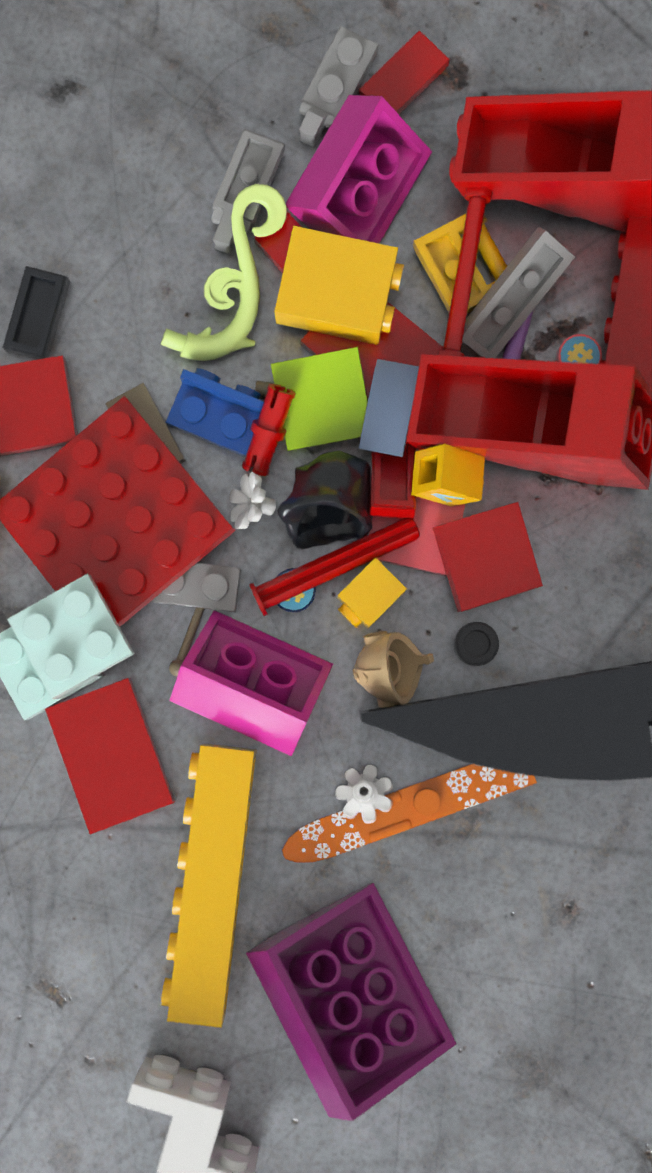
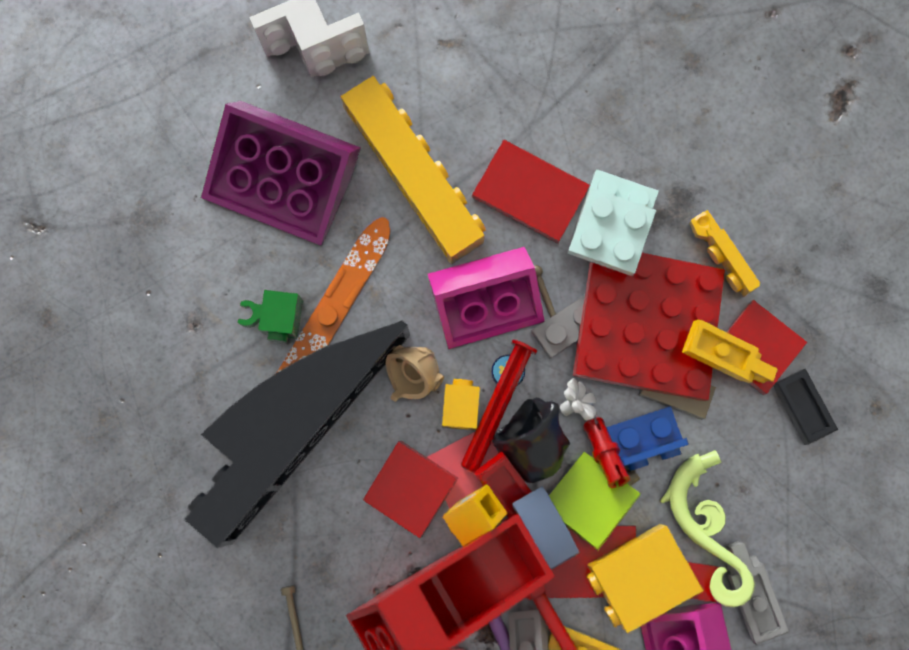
camera: 135 degrees right, 5 degrees down
(67, 422) = (727, 353): none -> yellow hinge
(364, 804) = (364, 297): white plant -> none
(476, 643) = (374, 431): black tile -> none
(478, 844) = (277, 315): none -> green brick

